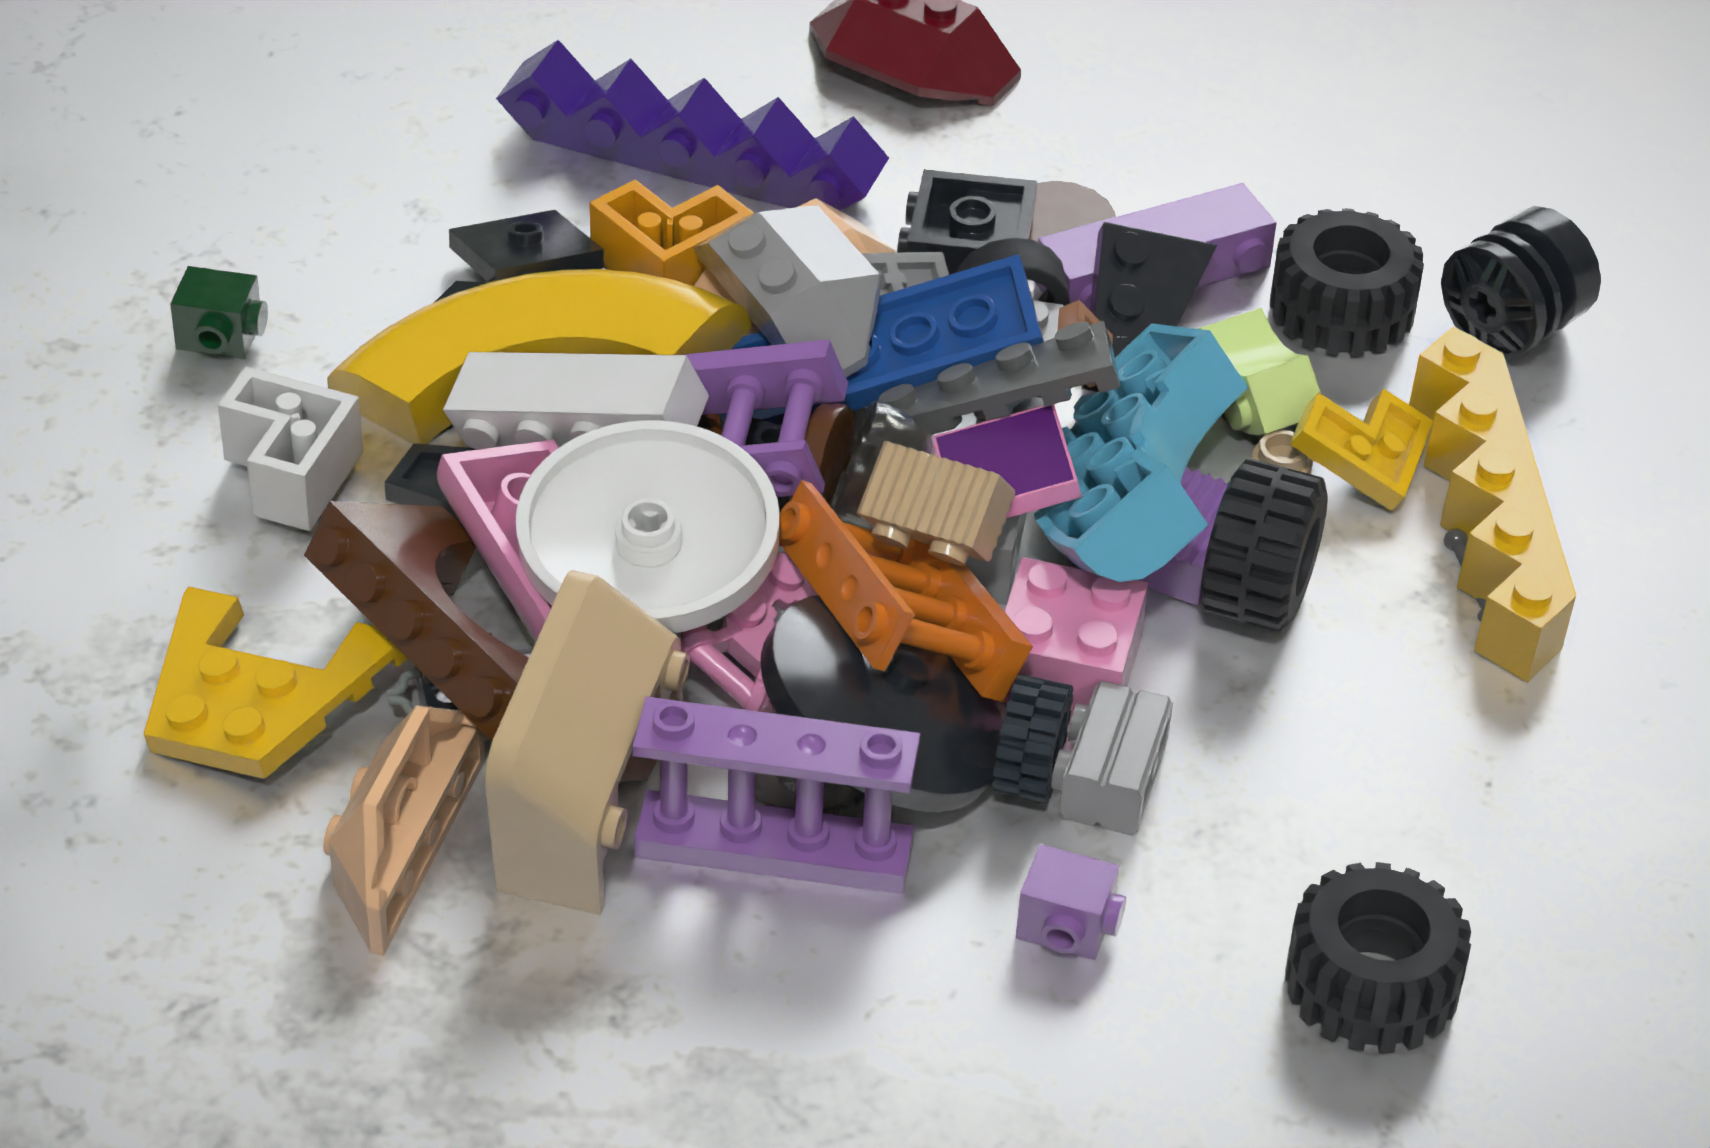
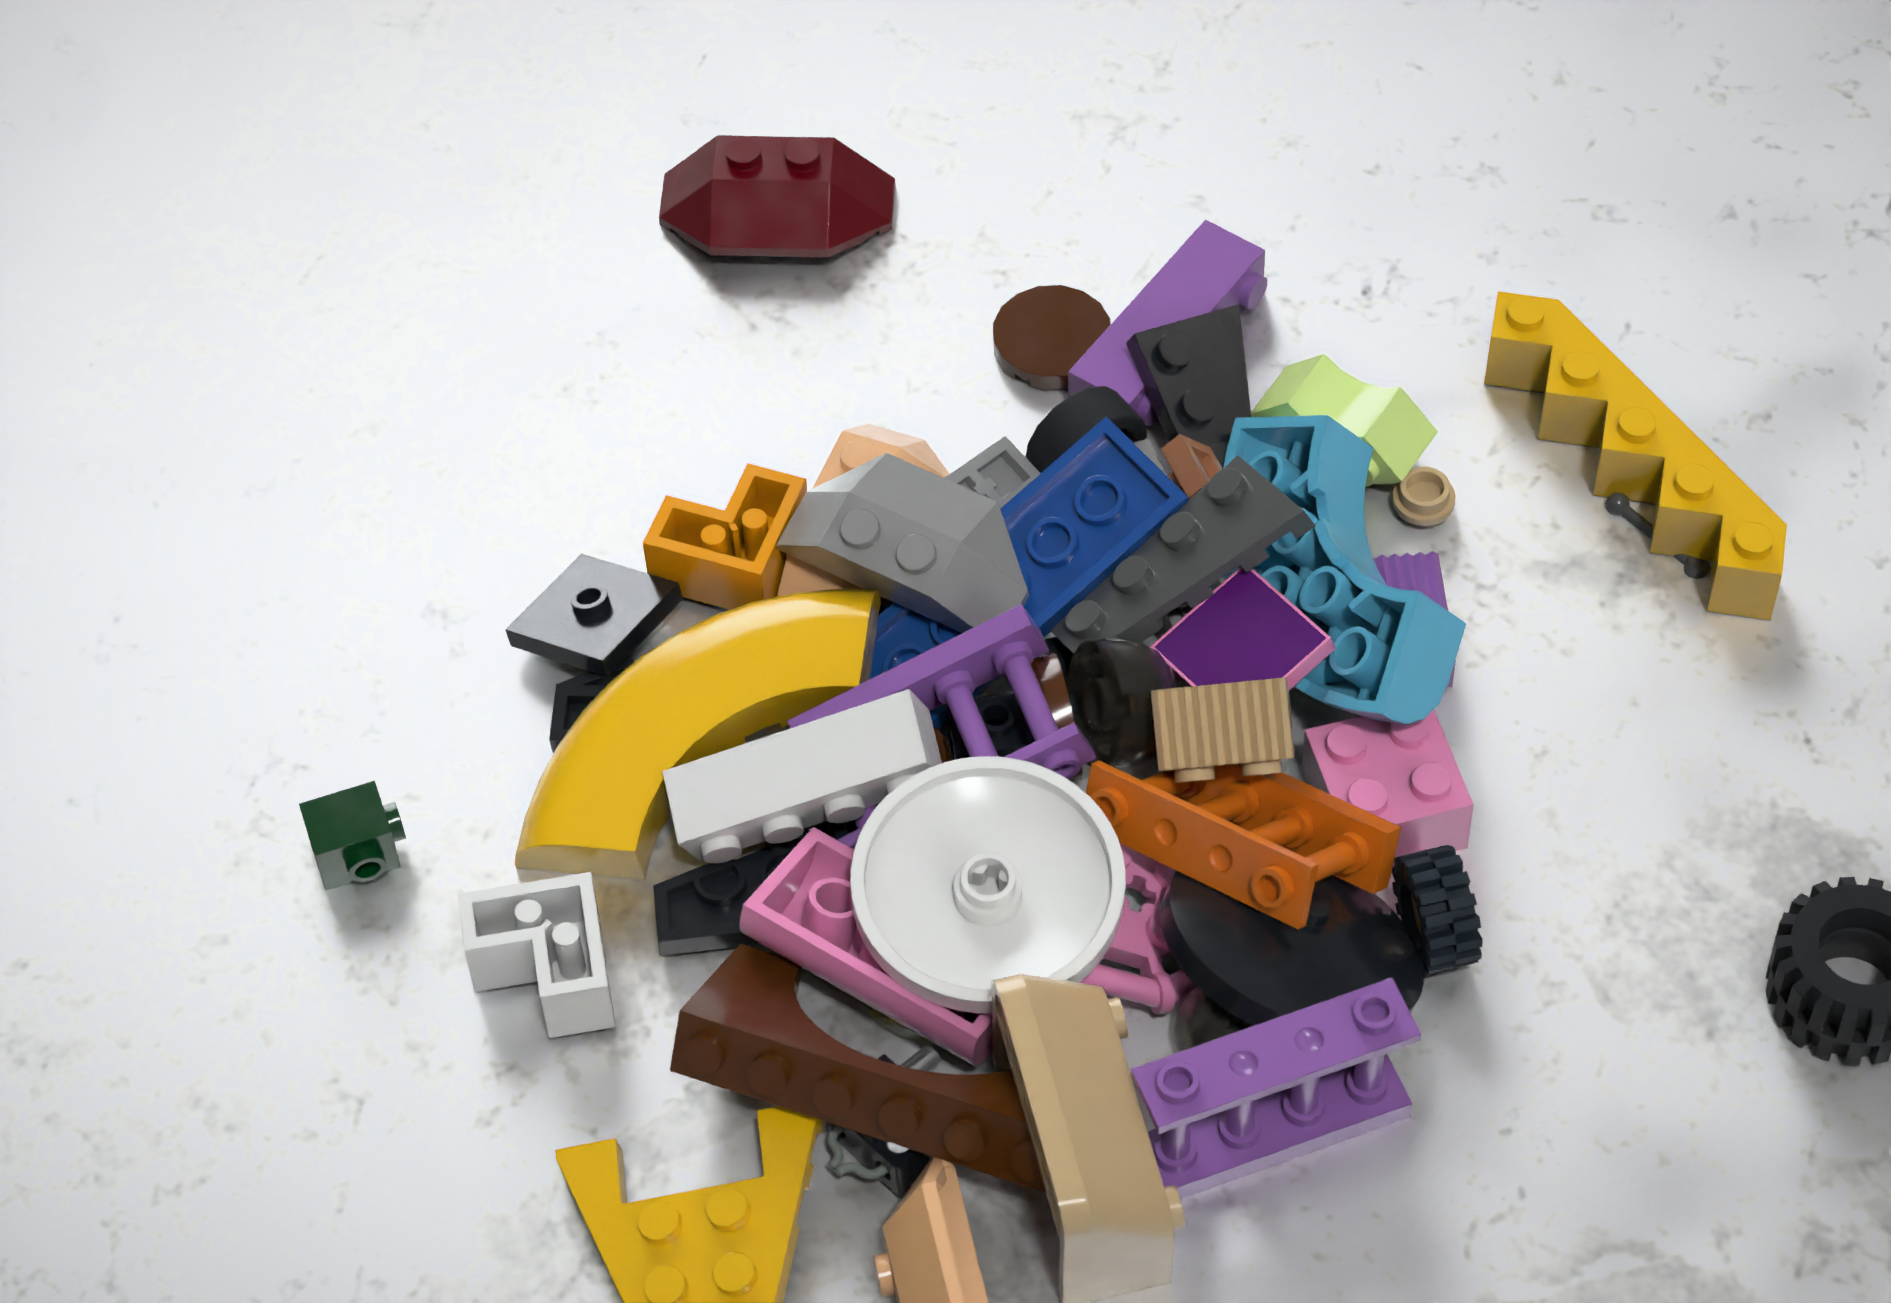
camera: 25 degrees left, 10 degrees up
(690, 134) = (652, 406): dark purple brick -> none
(964, 212) = (983, 383): black plate -> none
(1069, 902) = (1570, 1054): medium lavender brick -> none
(1113, 757) = (1511, 886): light grey brick -> none
(1264, 544) = (1510, 606): black tyre -> none
(1346, 281) = (1360, 316): black tyre -> none
(1369, 454) = (1499, 452): yellow plate -> none
(1521, 280) = (1517, 211): black wheel -> none

